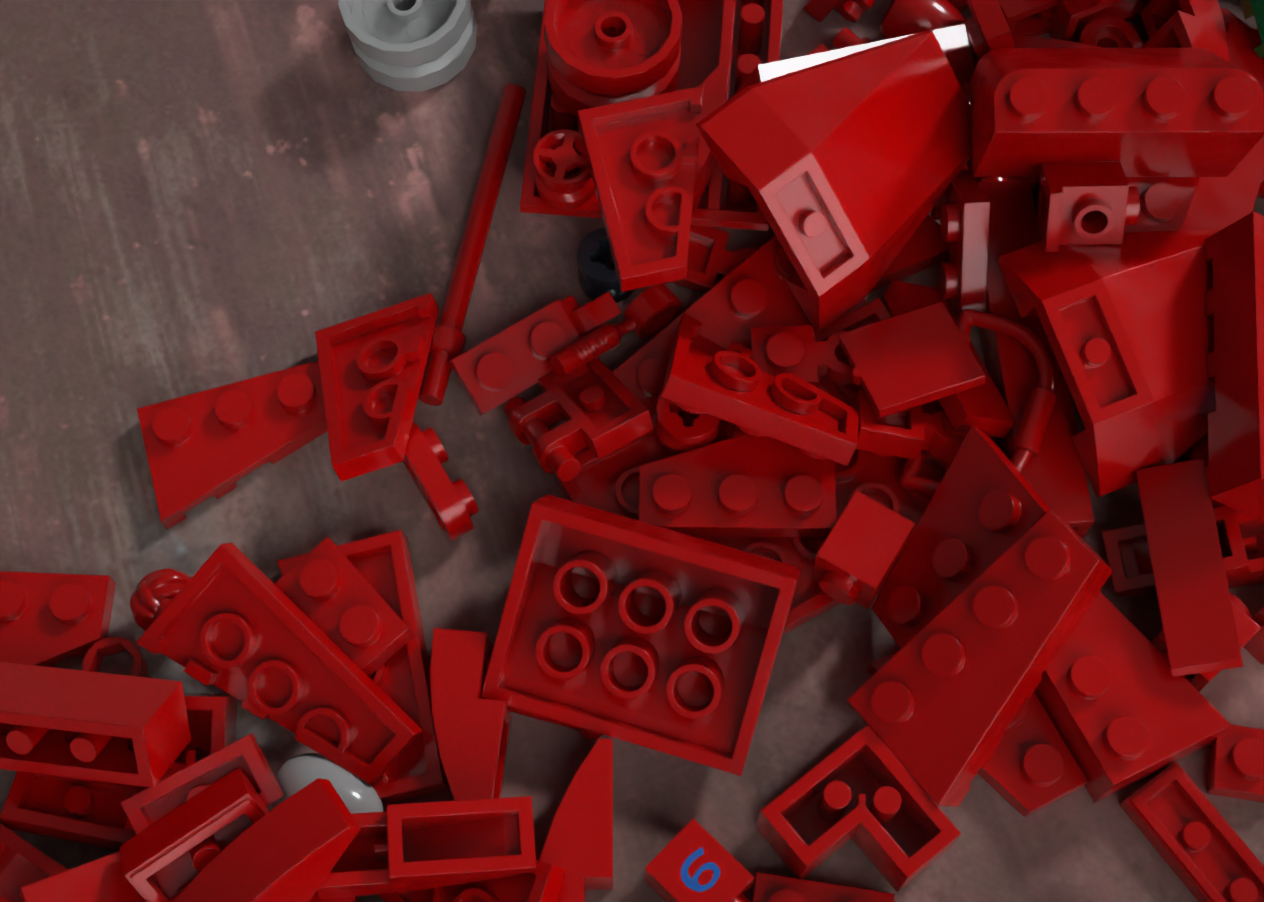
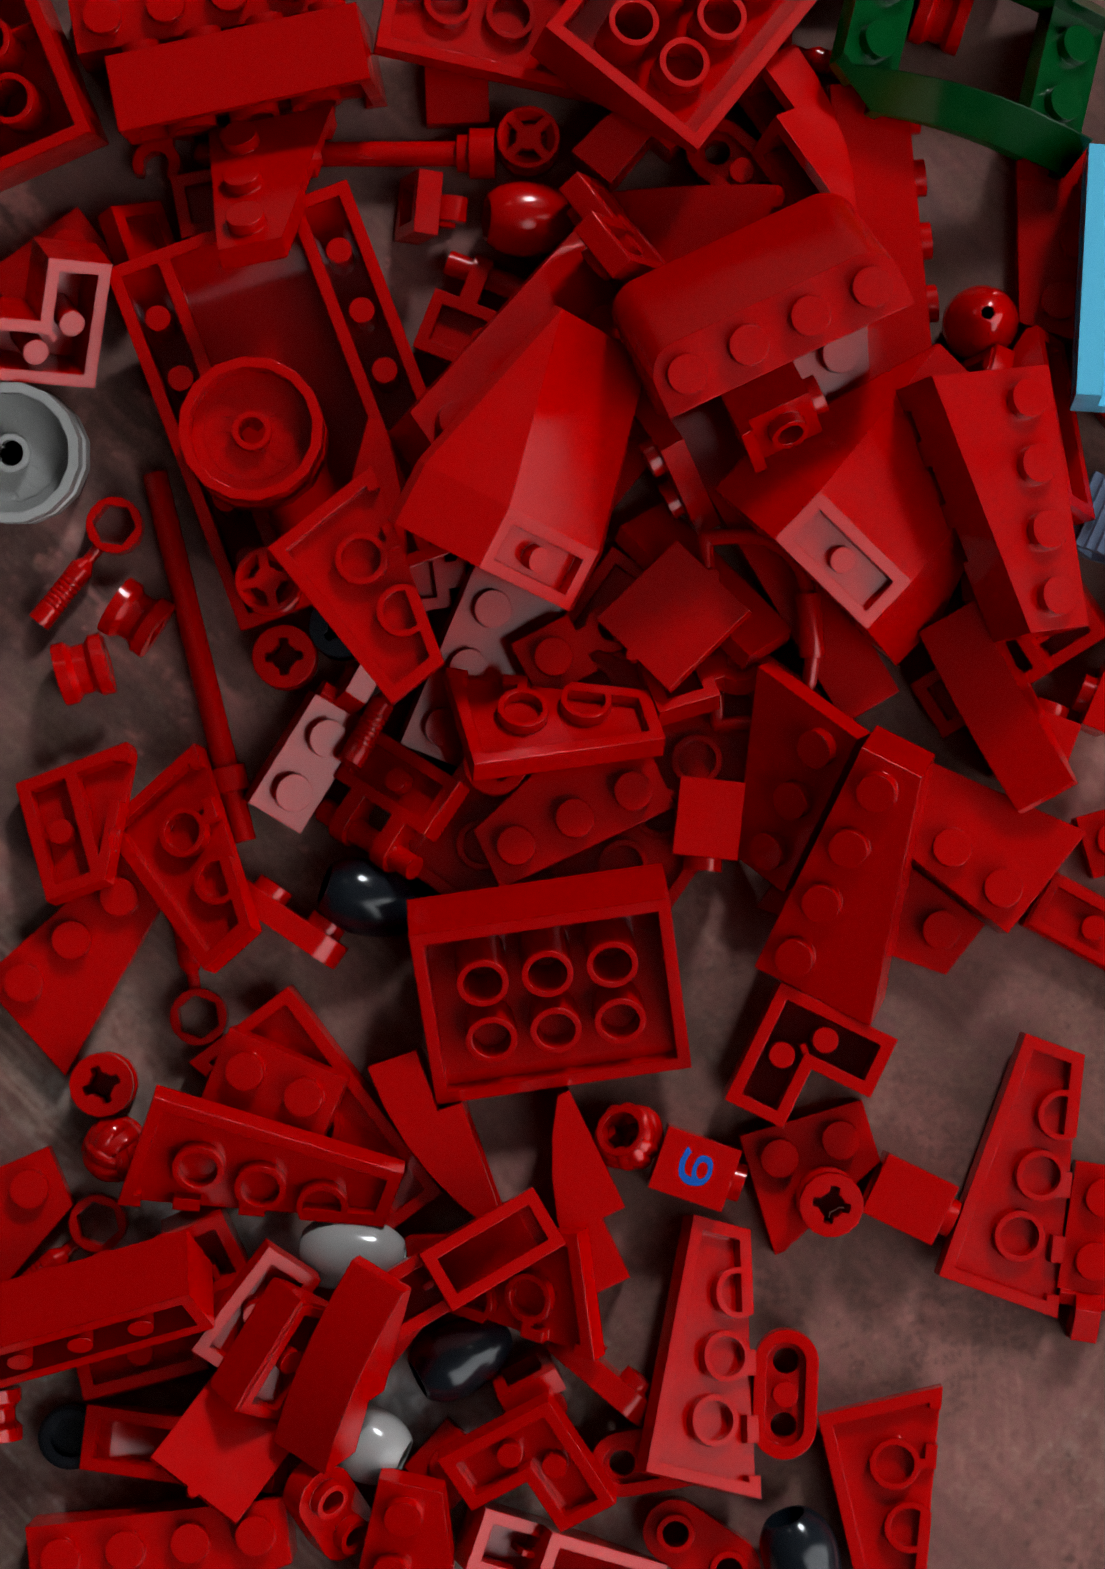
camera: 25 degrees left, 20 degrees up
(178, 525) = (115, 1080): none -> red wheel
(297, 314) = (79, 821): none -> red wing
(327, 482) = (191, 967): none -> red piece
(371, 201) = (83, 668): none -> red wheel
(413, 134) = (80, 569): none -> red piece
(437, 181) = (135, 617): none -> red wheel
(506, 484) = (365, 898): none -> black animal
(550, 281) = (296, 668): none -> red wheel
(648, 817) = (628, 1136): none -> red piece

